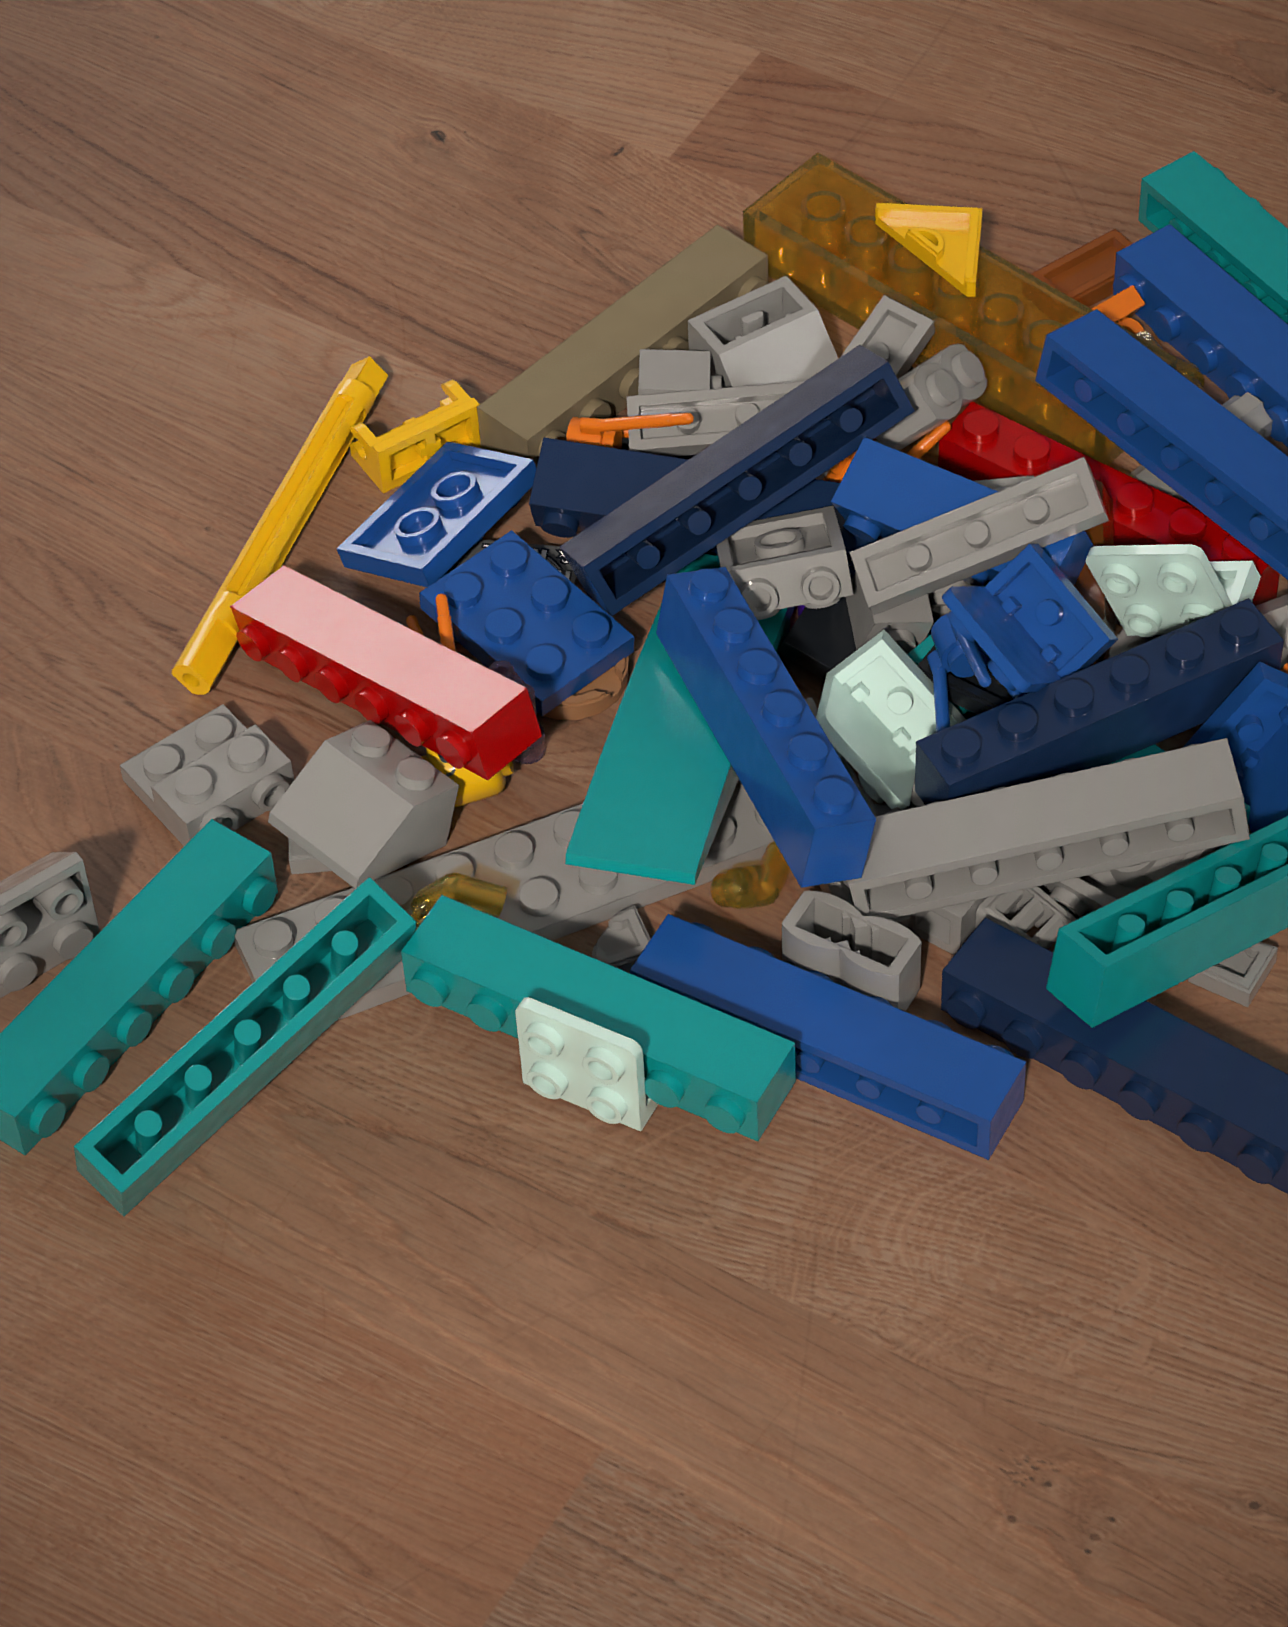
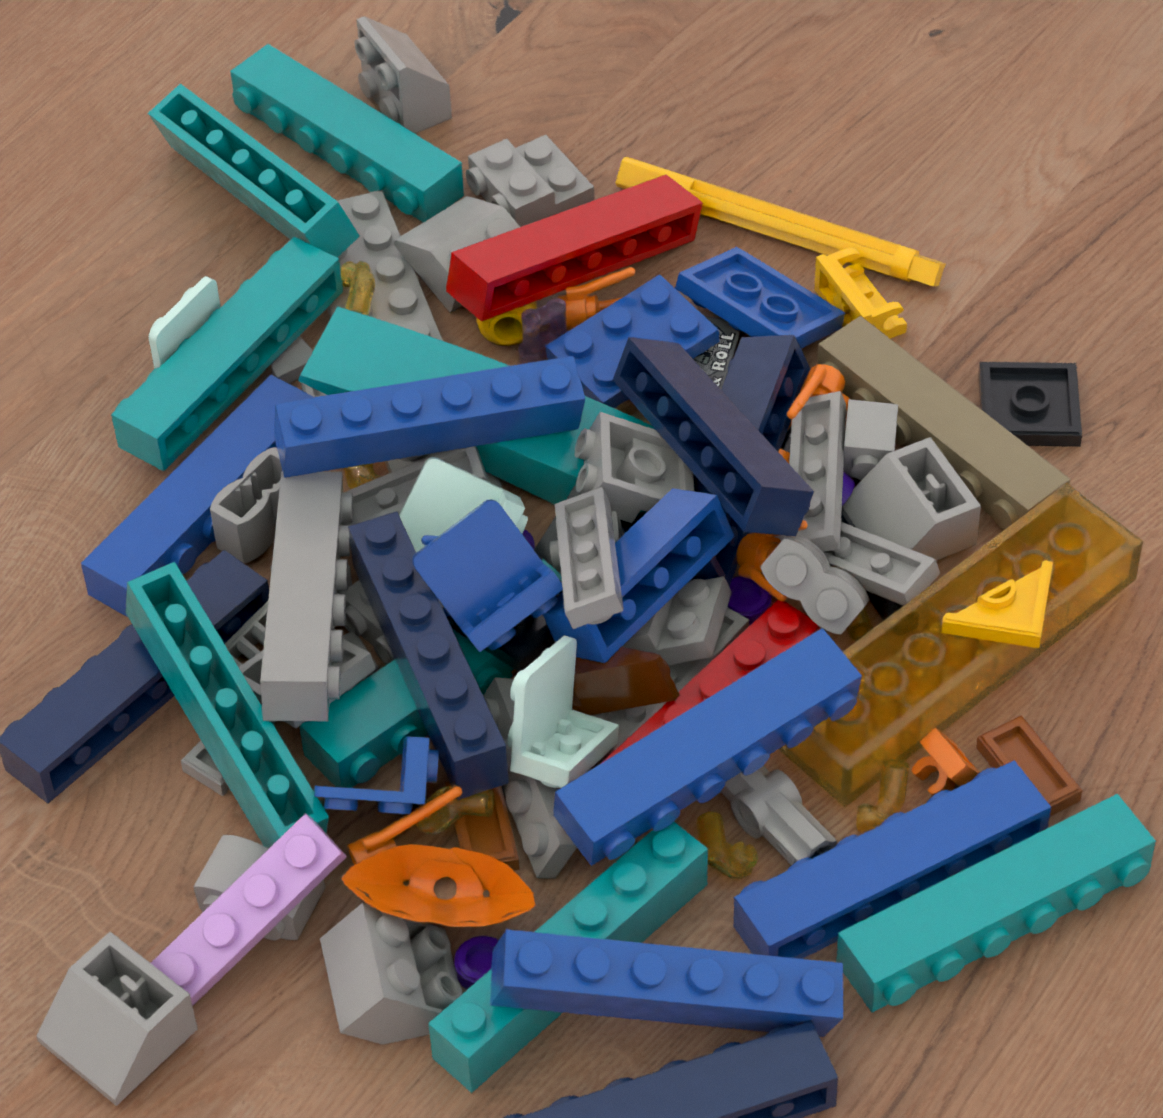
camera: 95 degrees right, 0 degrees up
(561, 289) = (1033, 401): none -> black tile

